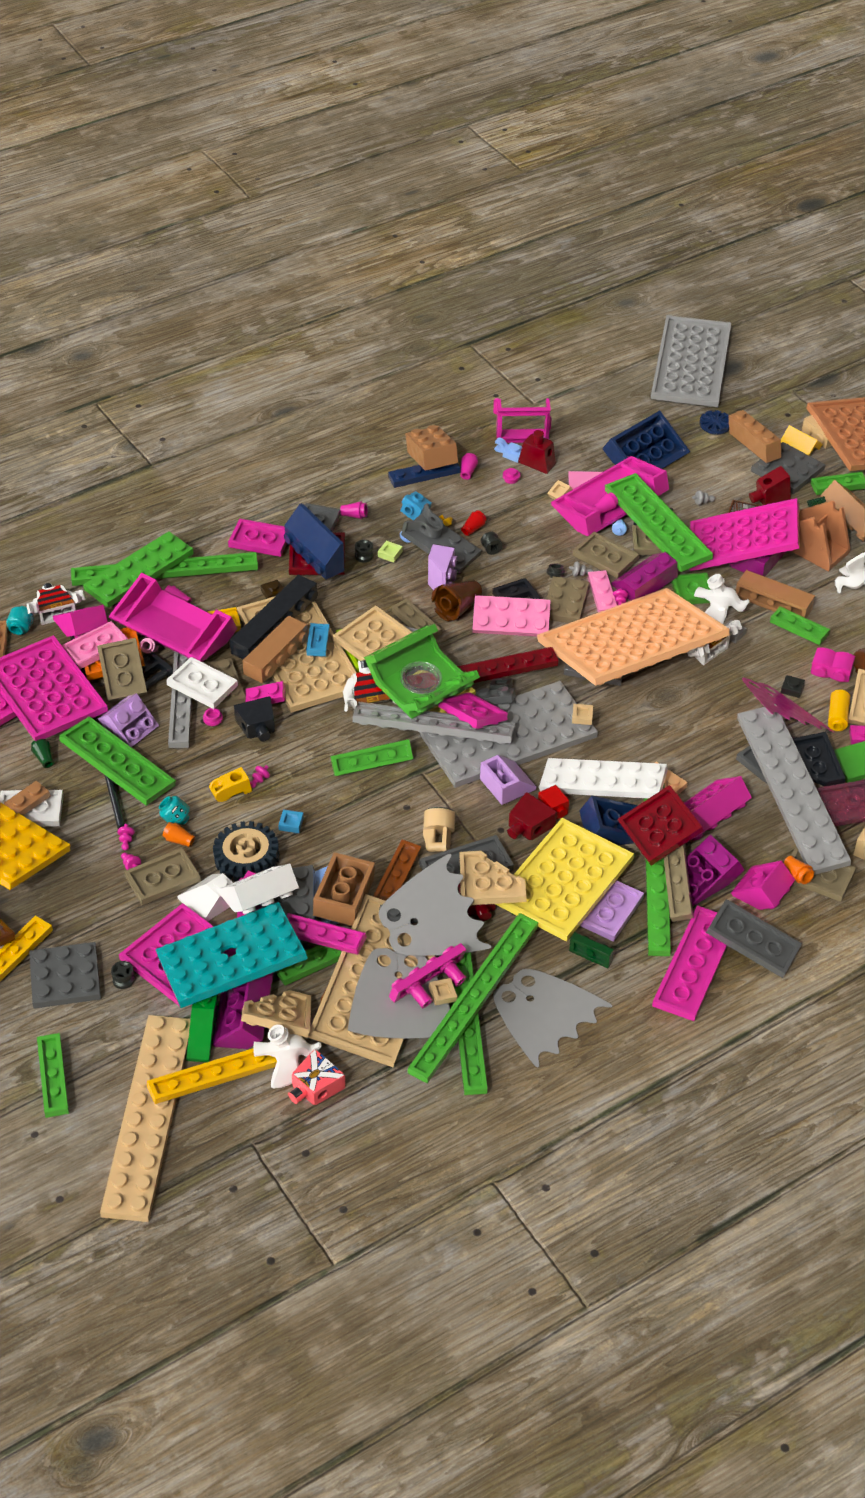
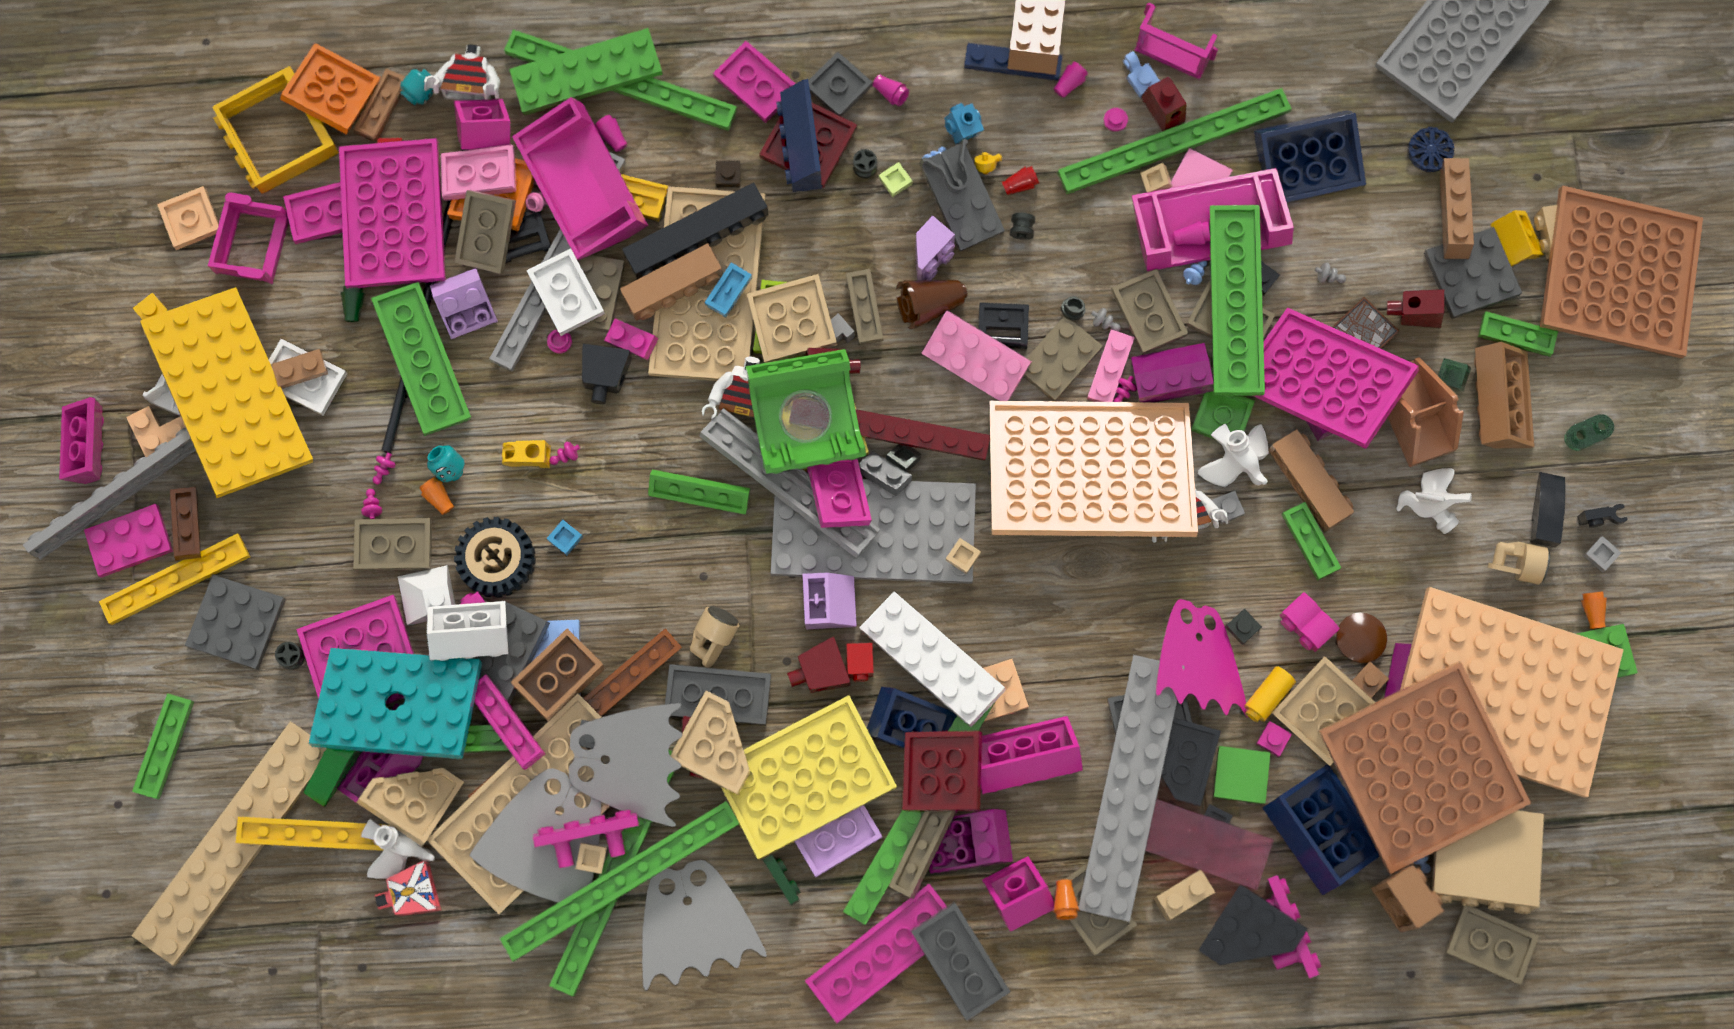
camera: 30 degrees right, 30 degrees up
(554, 472) = (1174, 141): none -> bright green plate

